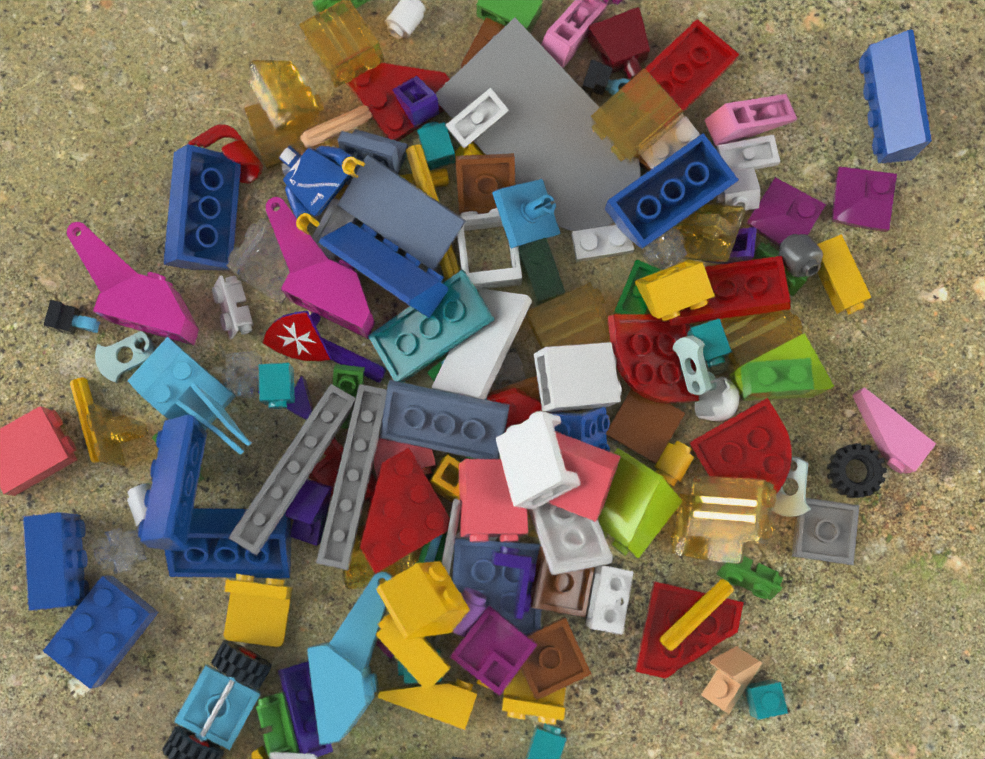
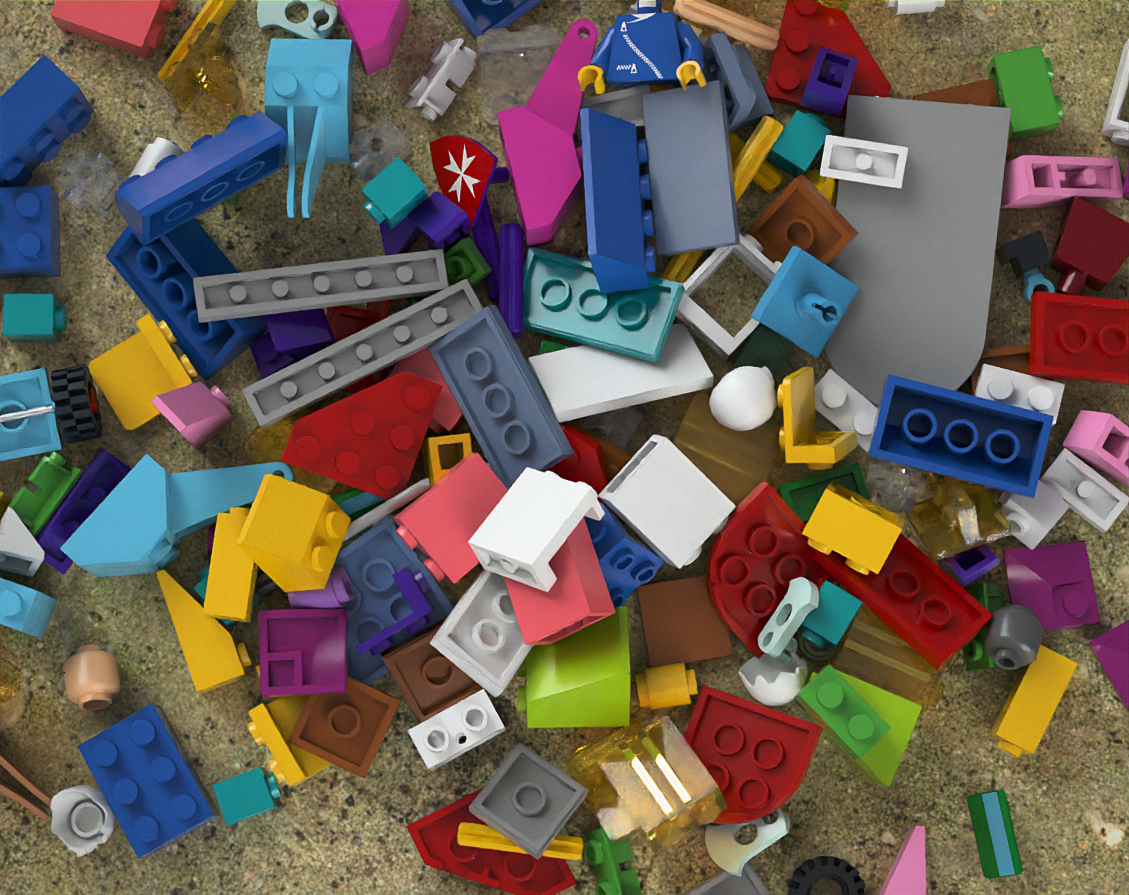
camera: 50 degrees right, 0 degrees up
(170, 647) = (33, 318): none -> teal brick
(304, 599) = (195, 411): none -> bright pink slope
(313, 372) = (440, 222): none -> dark purple slope
(377, 359) = (511, 277): none -> dark purple axle
(554, 288) = (744, 398): none -> white hair
(612, 273) = (799, 433): none -> yellow bracket
(636, 117) = (1009, 330): clear yellow brick -> none
(678, 591) = (528, 800): none -> light grey tile
(894, 354) = (994, 834): none -> green slope

